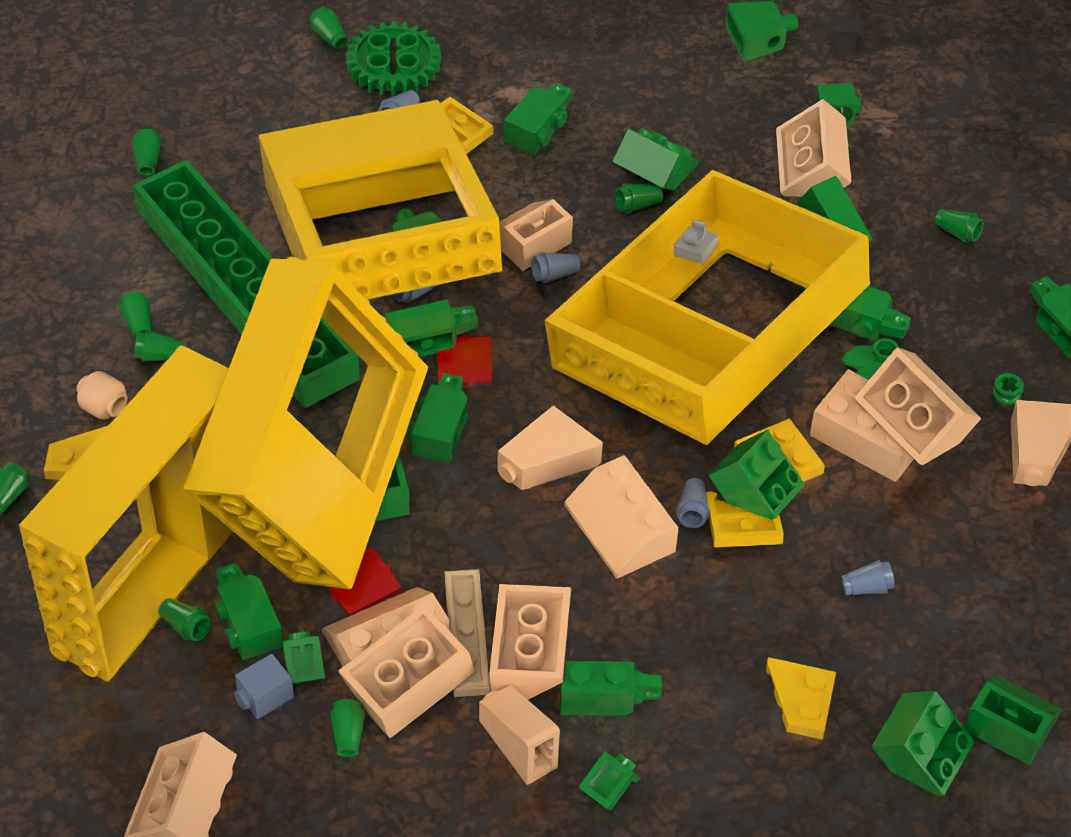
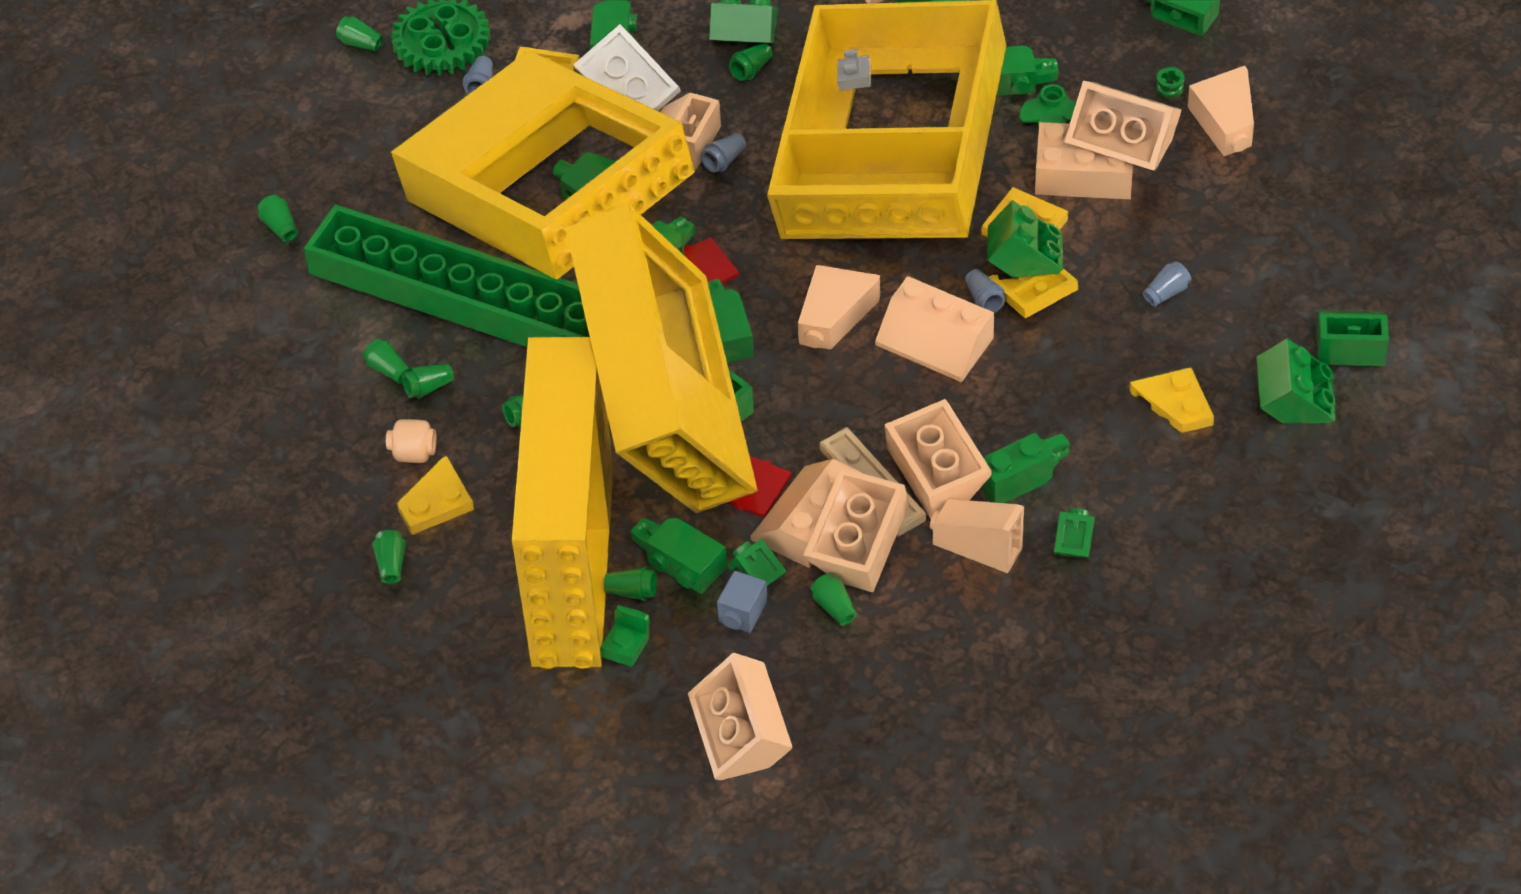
camera: 25 degrees left, 0 degrees up
(143, 667) = (627, 636): none -> green bracket
(515, 163) = (628, 69): none -> white plate

